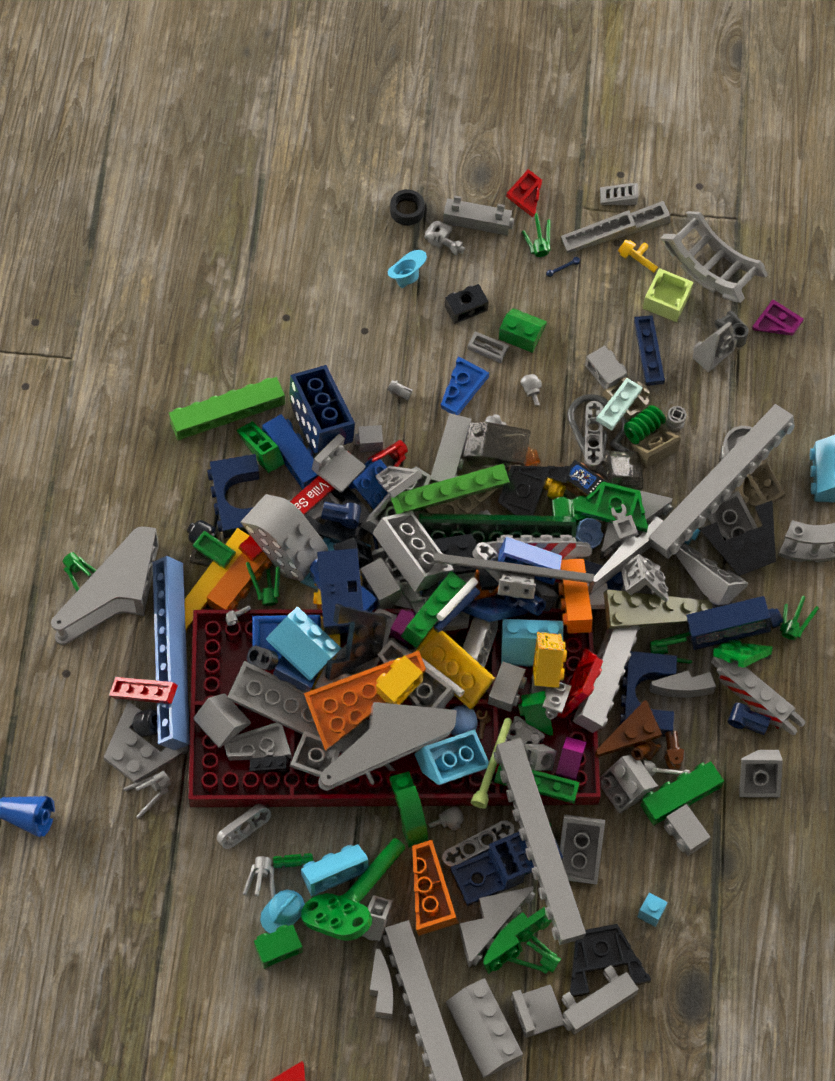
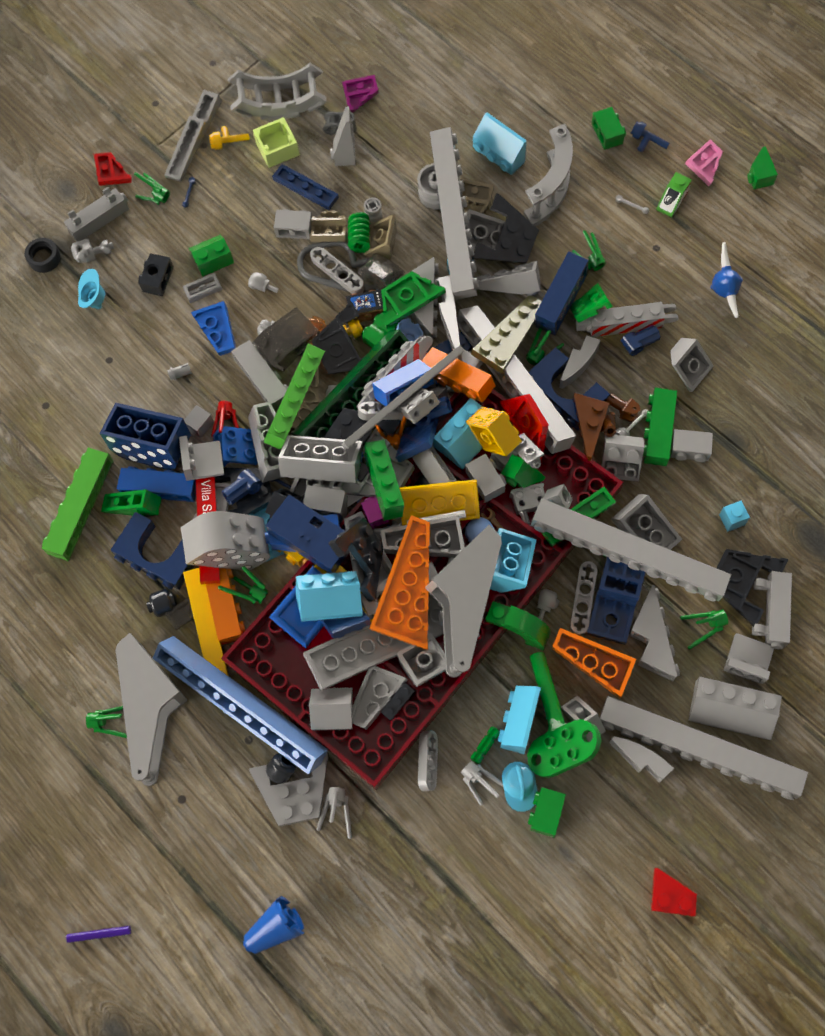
camera: 40 degrees left, 5 degrees up
(143, 690) = (253, 749): plate -> none
(214, 549) = (184, 603): green tile -> none
(231, 618) = (255, 634): light grey hand -> none
(262, 658) = (312, 636): black plate -> none
(397, 479) = (254, 425): light grey wing -> none
(399, 681) = (428, 548): yellow brick -> none
(457, 599) = (392, 456): white bar -> none
(460, 607) = (400, 463): dark blue bar -> none
(480, 798) = (557, 566): yellowish green piece -> none
(507, 943) = (681, 637): green slope -> none
(570, 758) = (578, 477): magenta slope -> none
(619, 404) = (330, 235): light aqua tile -> none
(620, 200) = (179, 108): light grey slope -> none
(624, 525) = (430, 301): light grey plate -> none
(641, 572) = (480, 321): light grey bracket -> none

